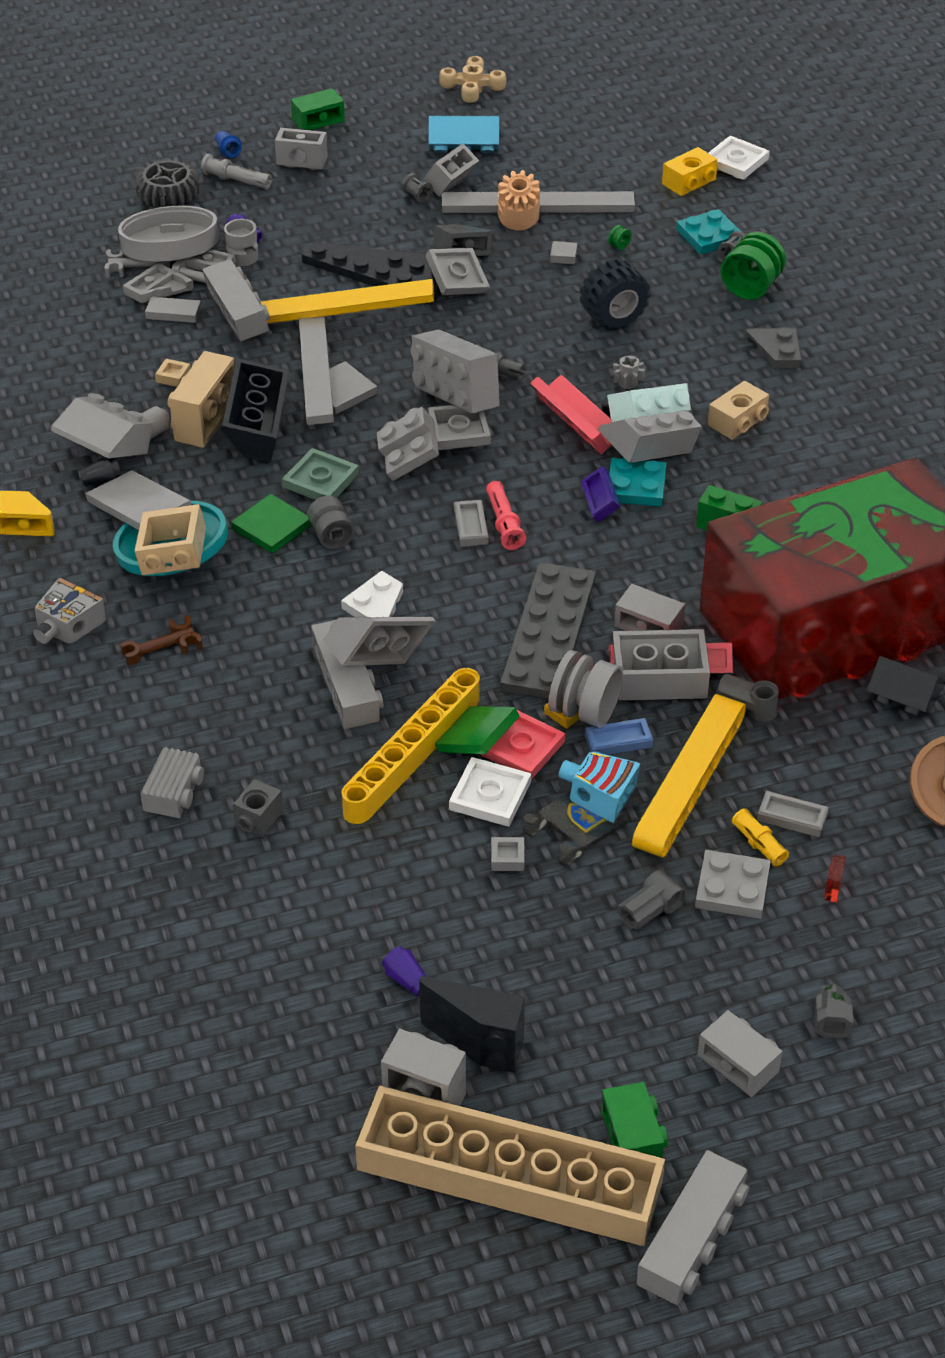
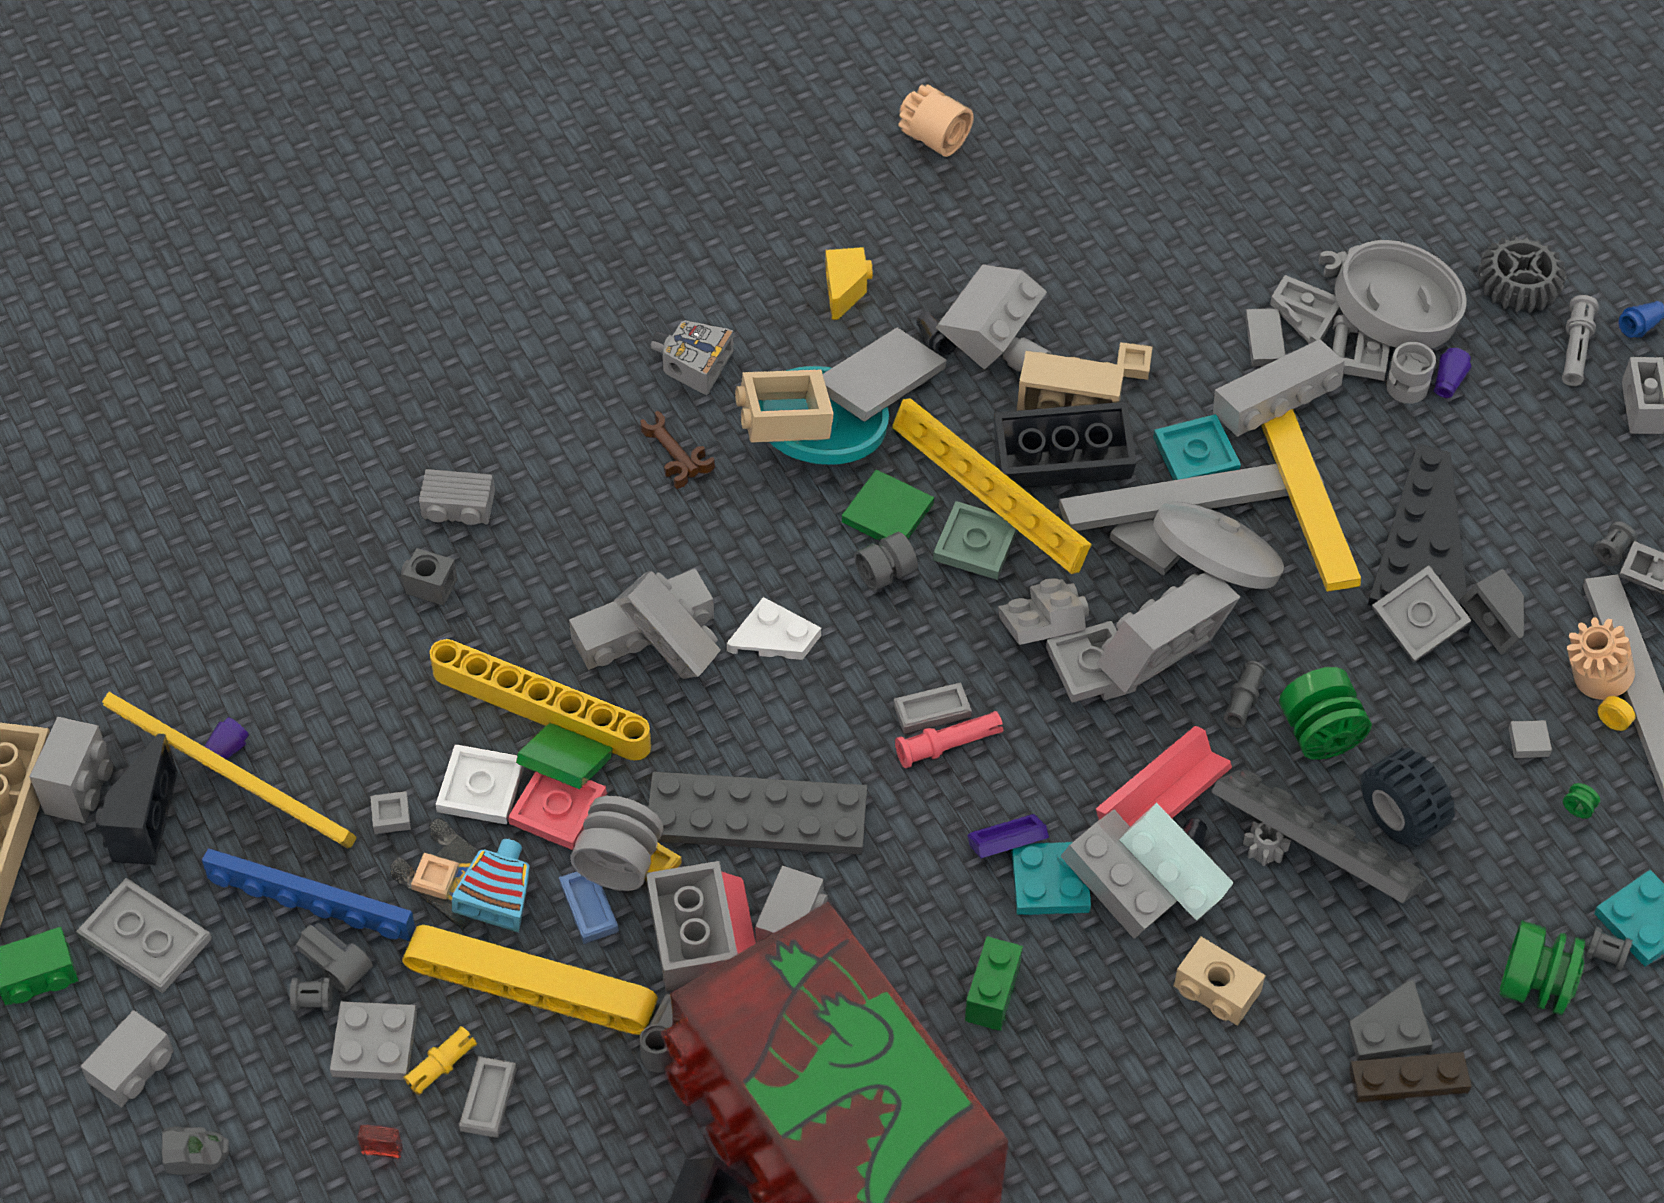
camera: 80 degrees right, 10 degrees up
(275, 351) = (1196, 448): none -> teal plate
(280, 450) = (992, 486): none -> yellow tile
(377, 339) = (1218, 545): none -> light grey dish
(446, 957) = (230, 771): none -> yellow tile
(538, 321) = (1325, 713): none -> green wheel
(555, 211) = (1616, 713): none -> yellow tile
(581, 825) = (435, 876): none -> light nougat tile
(582, 920) = (308, 894): none -> blue plate
(602, 1045) = (144, 935): none -> light grey tile
(632, 340) = (1309, 829): none -> dark grey plate
(687, 918) = (311, 994): none -> dark grey bush
(816, 345) = (1410, 1077): none -> dark brown plate

